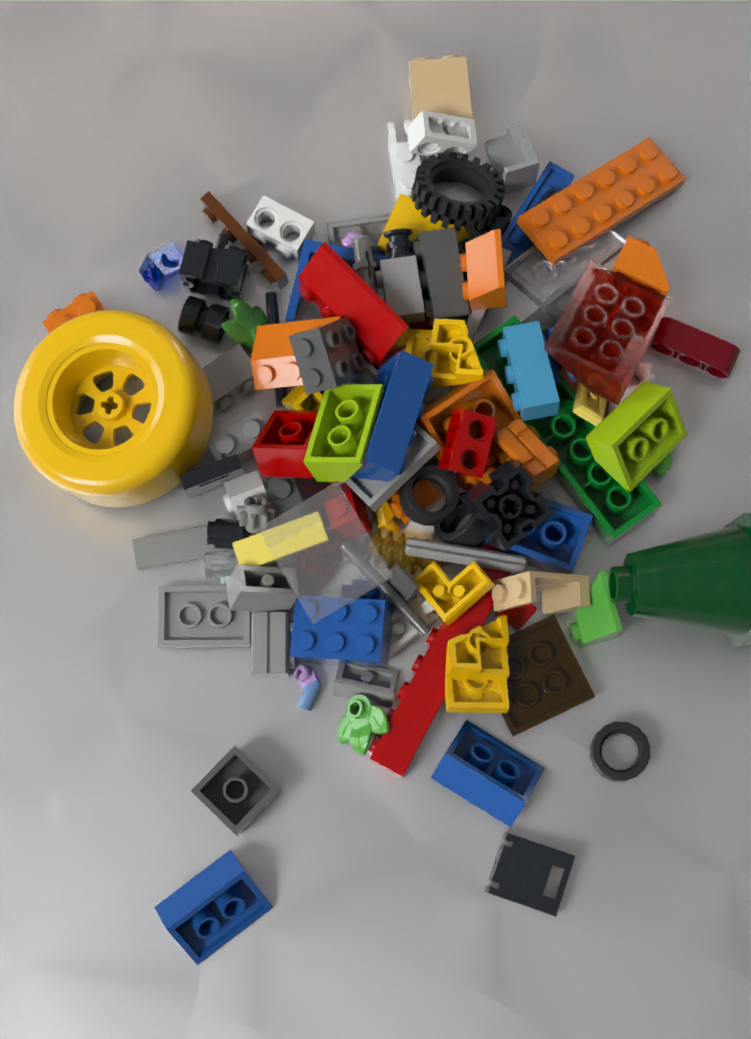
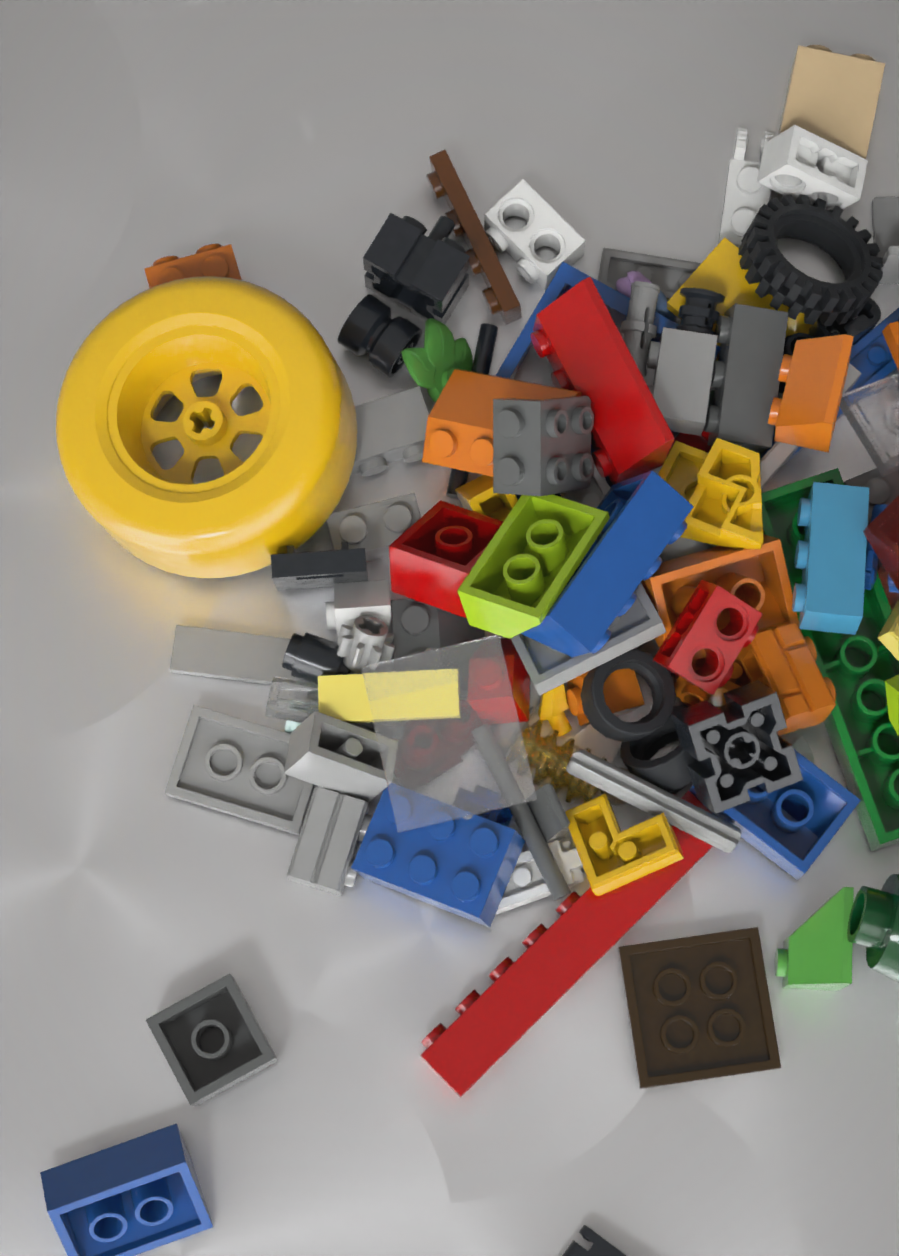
camera: 15 degrees right, 0 degrees up
(161, 265) = (342, 237): clear blue bracket -> none
(310, 685) = (367, 916): arm -> none
(358, 726) = (421, 1001): bright green plate -> none
(367, 680) = (450, 943): light grey slope -> none
(478, 670) = (620, 975): yellow slope -> none
(488, 773) = (588, 1131): blue slope -> none
(518, 616) = (703, 904): red tile -> none
(558, 590) = (774, 896): tan panel -> none
(621, 728) = (828, 1160): black tyre -> none

